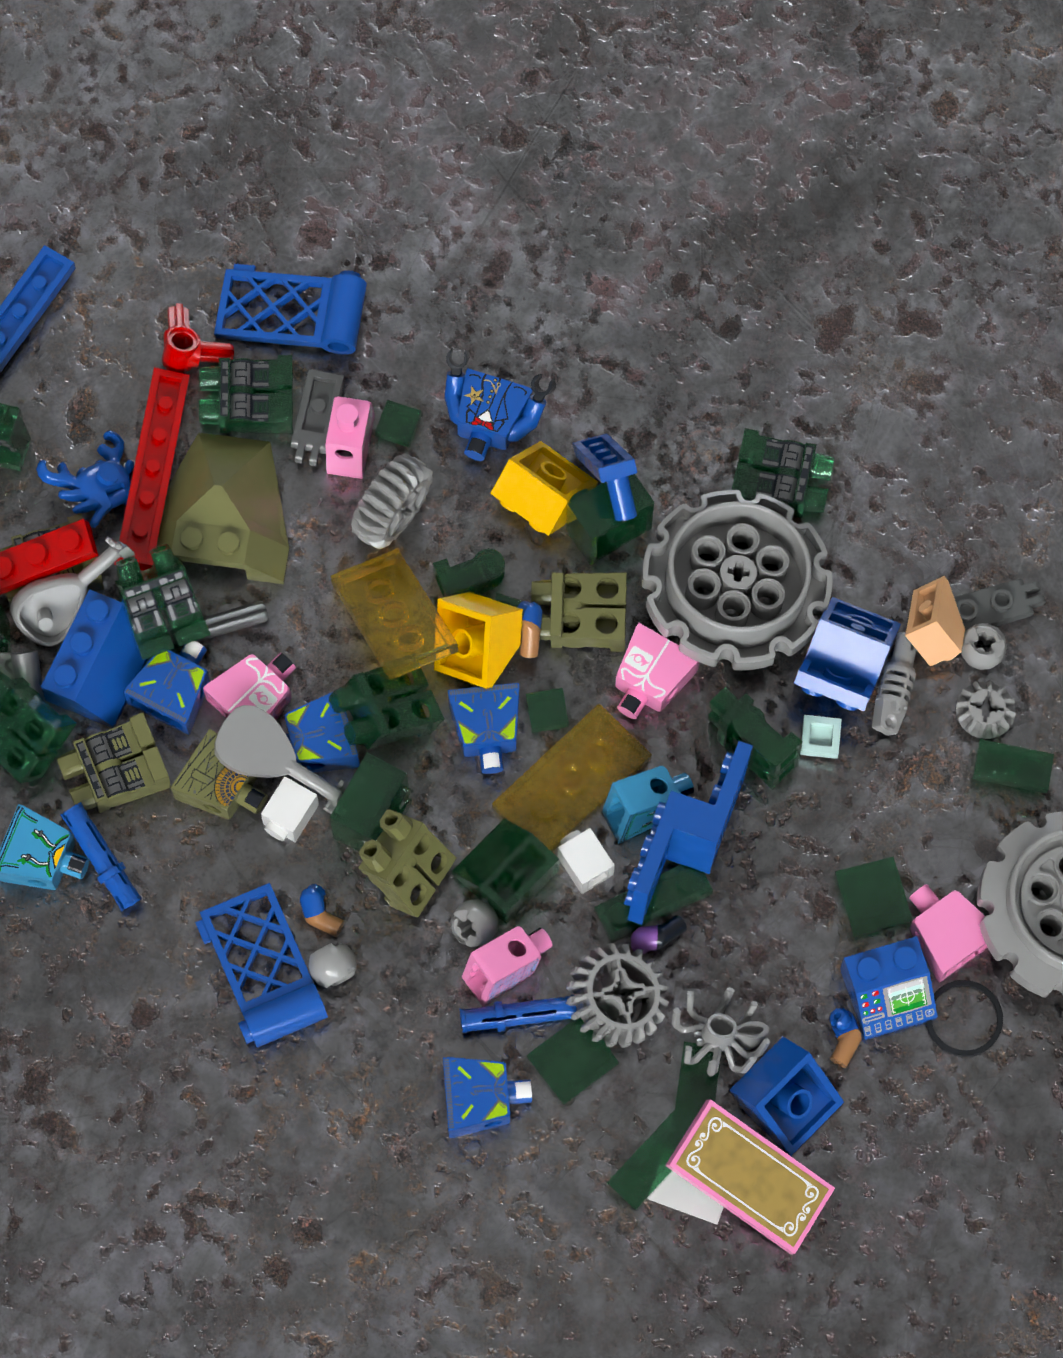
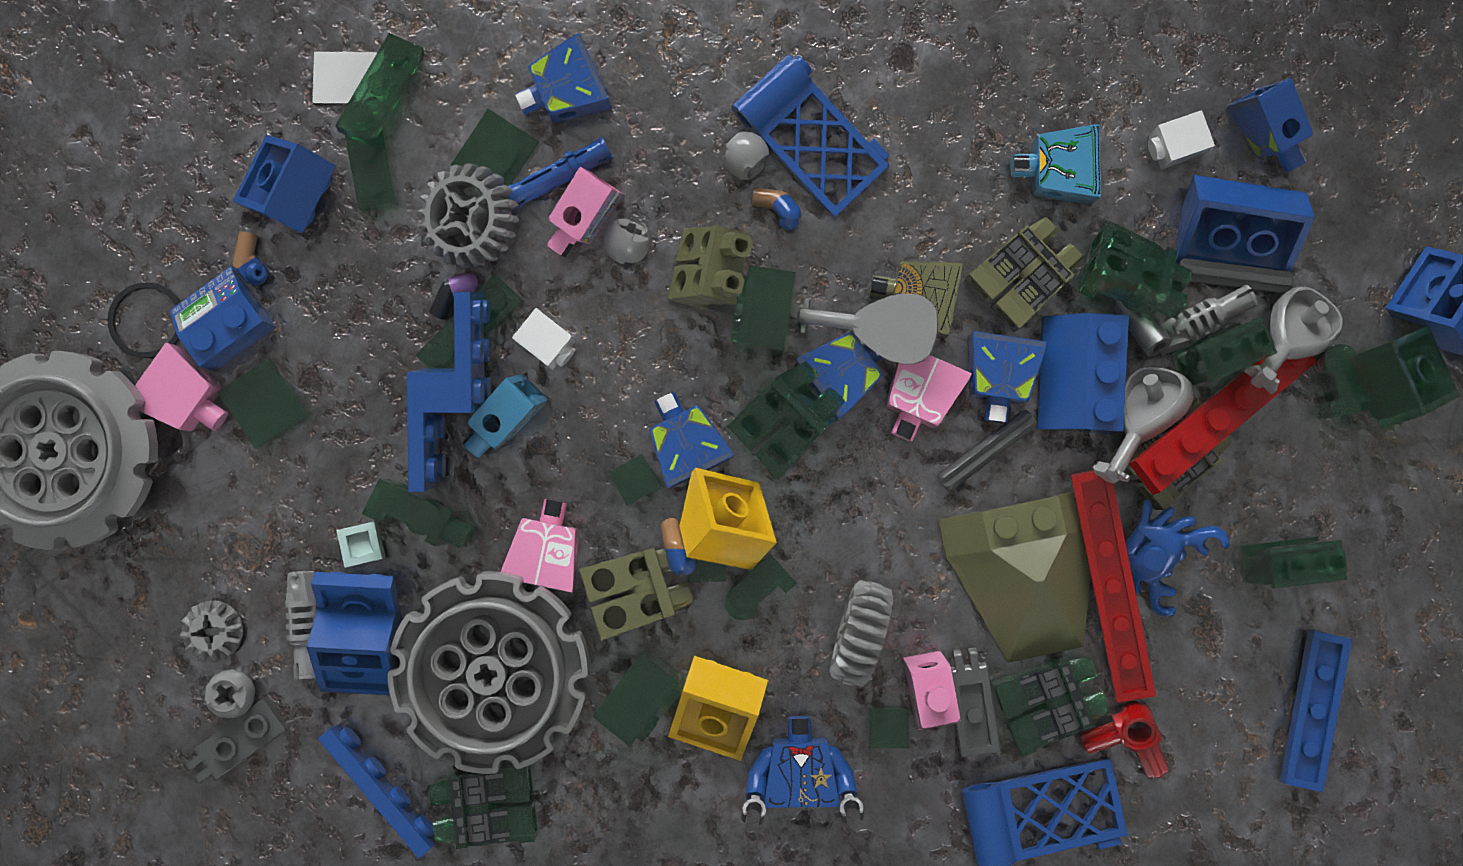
camera: 165 degrees right, 15 degrees up
(101, 857) = (1004, 180): blue pin -> none
(154, 590) = (1060, 444): clear green hips -> none
(289, 810) = (843, 286): white brick -> none
(394, 614) = (814, 514): clear yellow tile -> none
(507, 869) = (616, 302): clear green slope -> none
(572, 778) = (587, 418): clear yellow tile -> none
(610, 465) = (651, 738): blue piece -> none
(722, 1033) = (358, 214): light grey animal -> none
(750, 1176) = (290, 91): pearl gold tile -> none
(876, 530) = (388, 800): none -> blue plate
(935, 622) = (281, 701): light nougat slope -> none
(1013, 766) = (166, 580): clear green plate -> none

